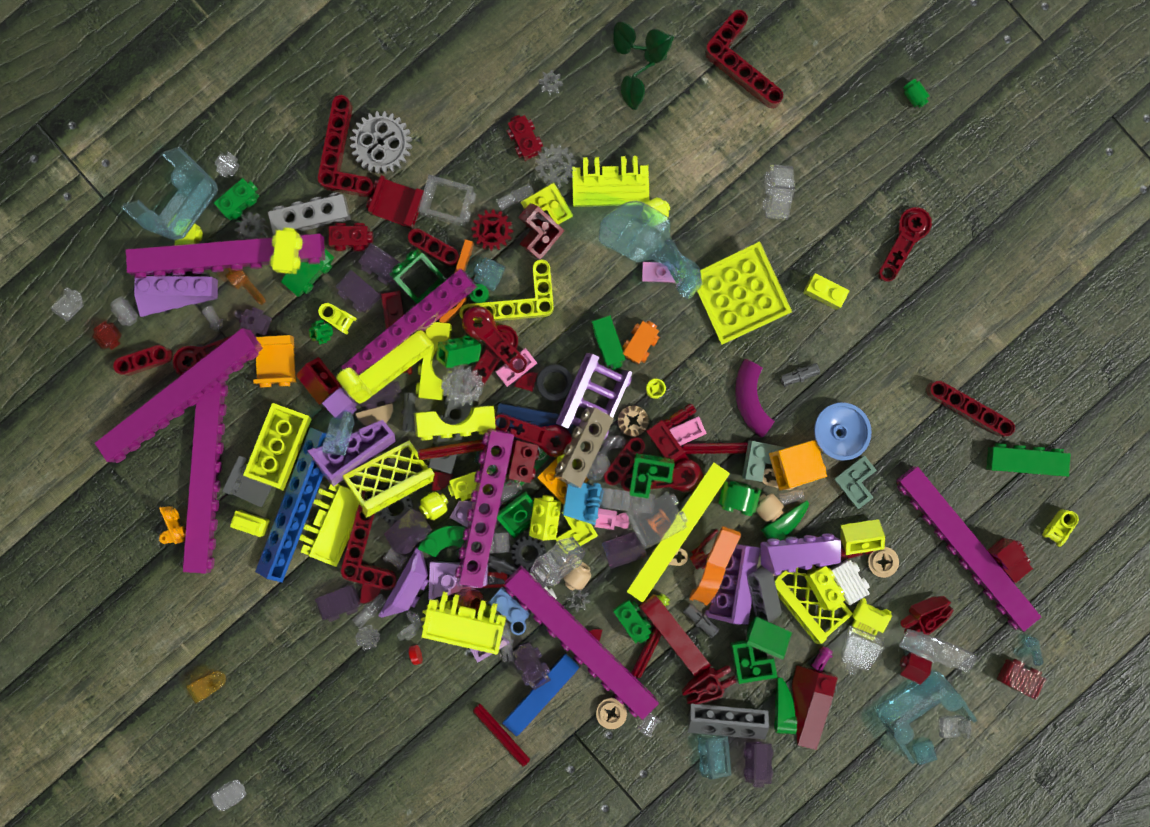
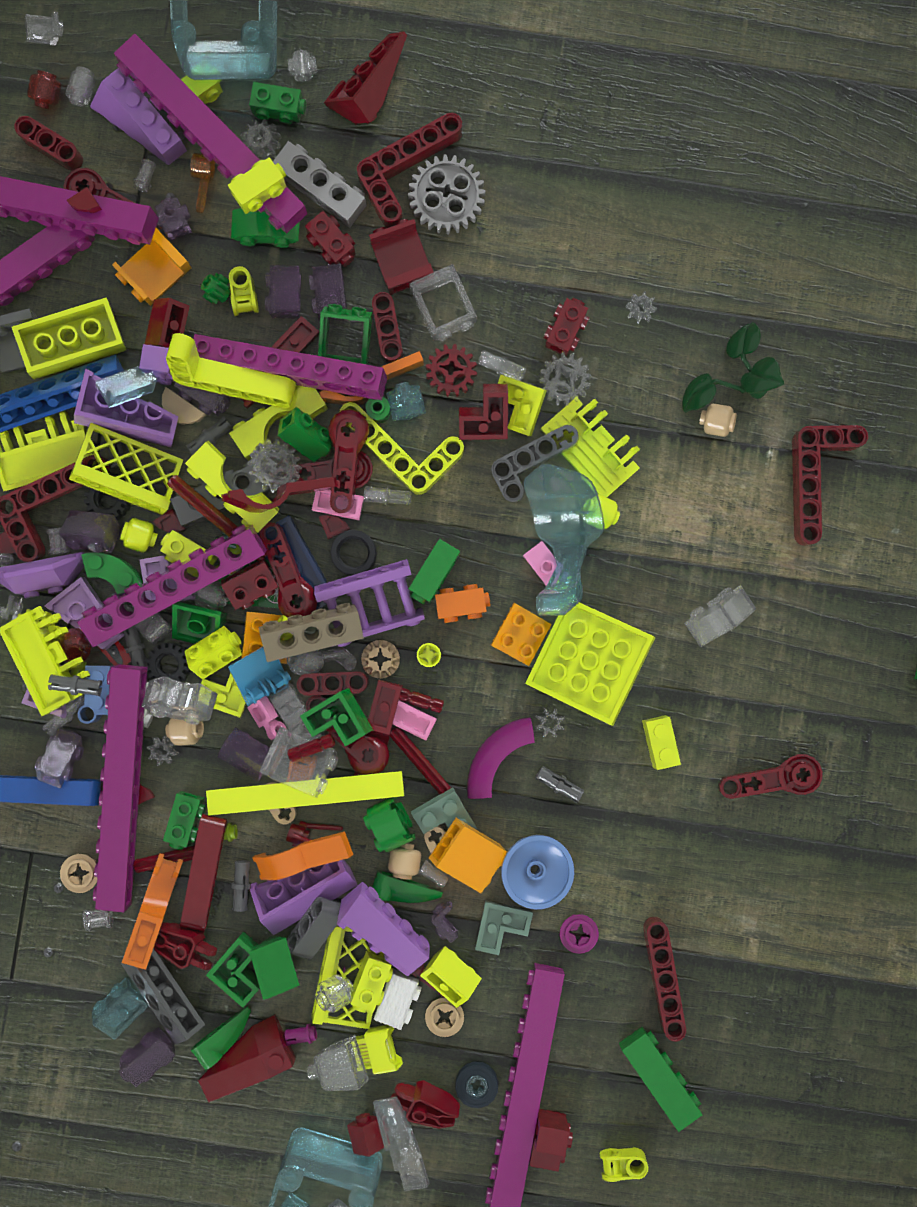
camera: 50 degrees right, 0 degrees up
(205, 366) = (84, 202): none -> dark red tile
(275, 139) = (366, 90): none -> dark red wedge
(470, 421) = (240, 500): none -> dark red piece
(497, 616) = (75, 685): none -> dark grey pin
(536, 333) = (387, 496): none -> clear axle
(590, 222) = (536, 459): none -> dark grey beam
(654, 504) = (311, 747): none -> dark red axle
(658, 93) = (718, 420): none -> tan head
(673, 686) = (152, 912): none -> orange piece
(689, 322) = (521, 634): none -> light orange hinge
(763, 347) = (556, 725): none -> clear gear
(814, 614) = (334, 993): none -> clear head
(828, 517) = (443, 927): none -> clear purple bracket
(909, 439) = (585, 942): none -> magenta gear
(950, 577) = (469, 1074): none -> black bush

